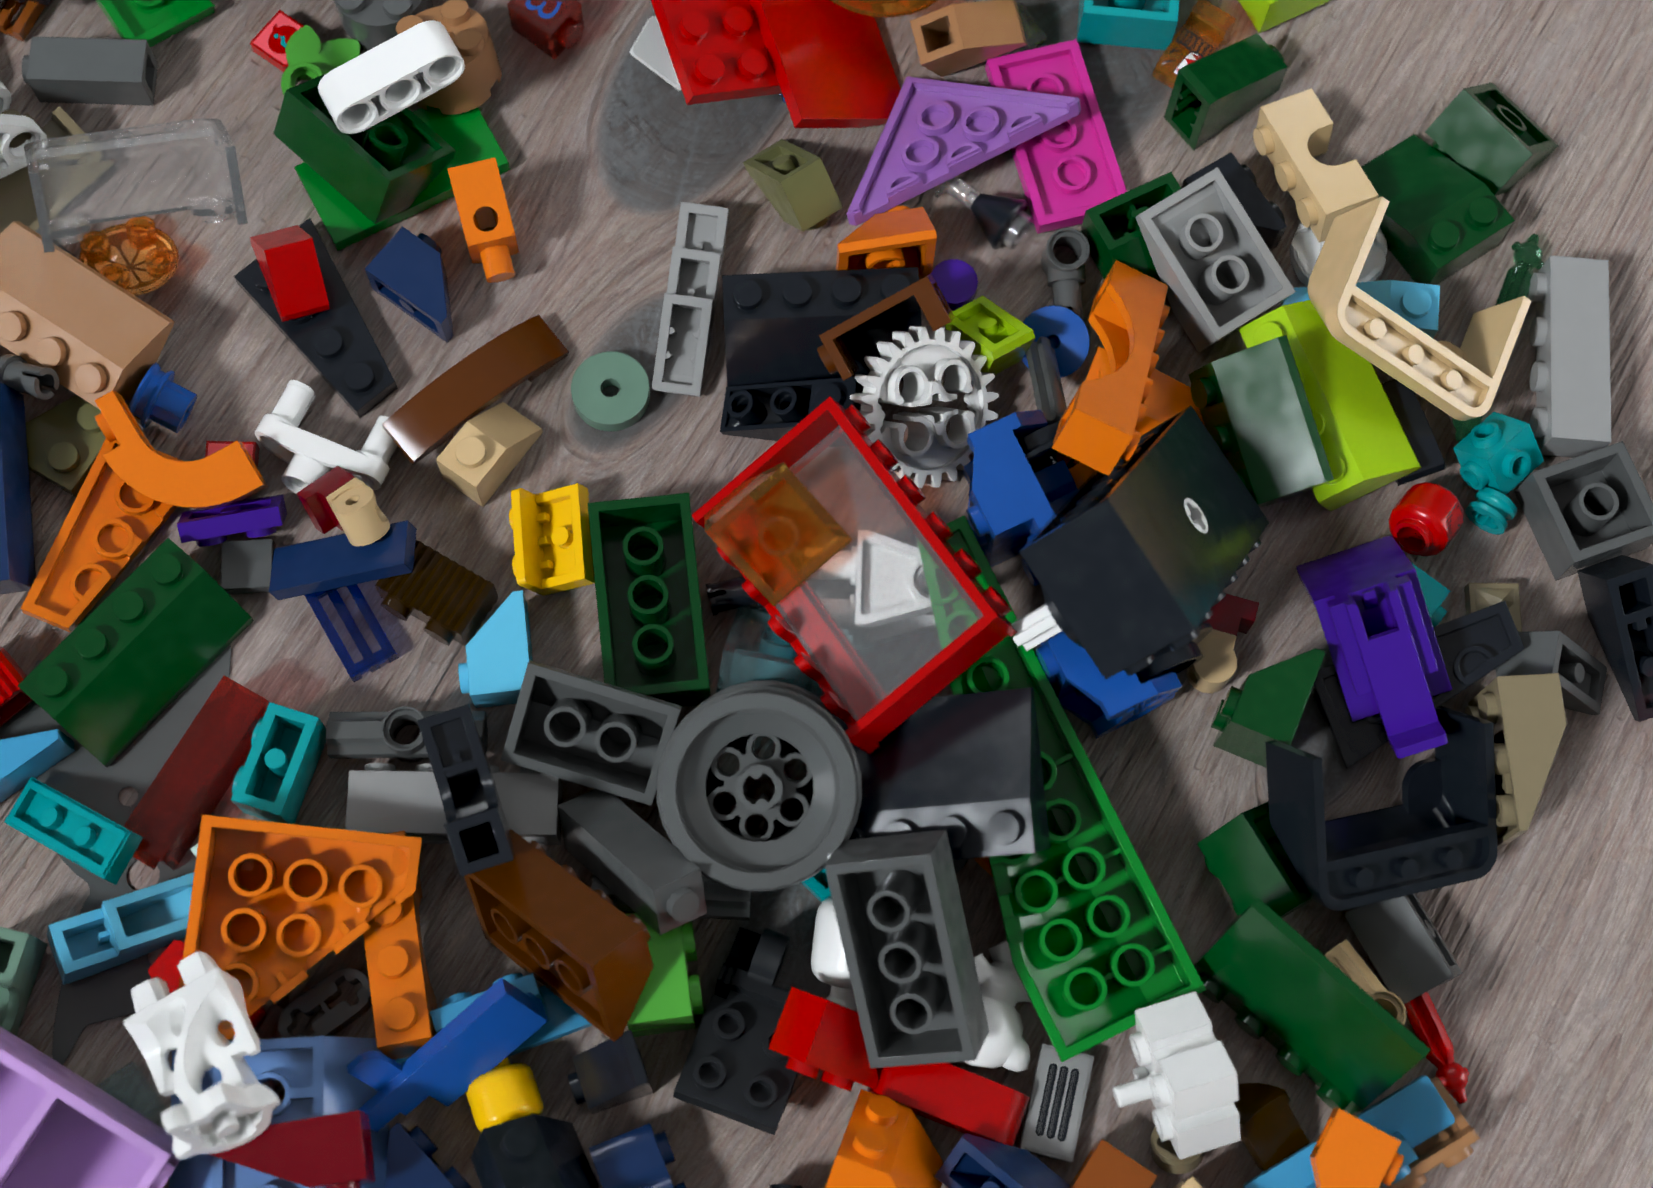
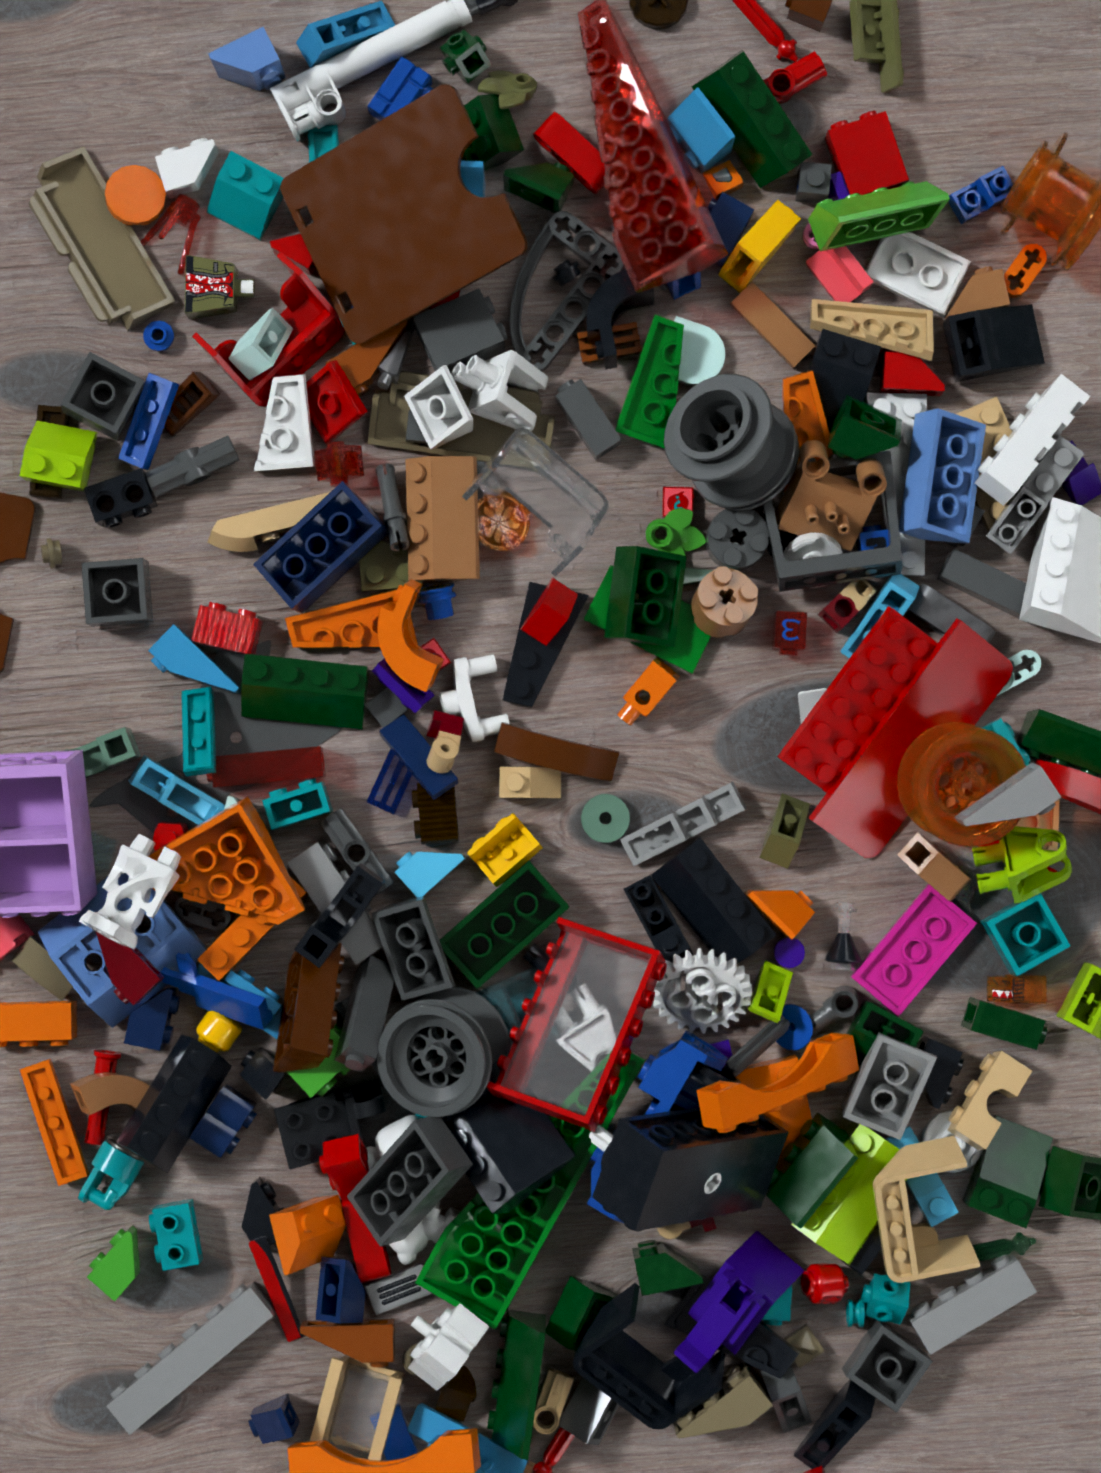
camera: 60 degrees right, 15 degrees up
(391, 77) = (680, 597): white beam -> none
(414, 280) = (592, 677): dark blue slope -> none
(775, 531) = (572, 968): clear orange slope -> none
(834, 350) = (729, 939): reddish brown panel -> none
(946, 130) = (869, 892): medium lavender tile -> none

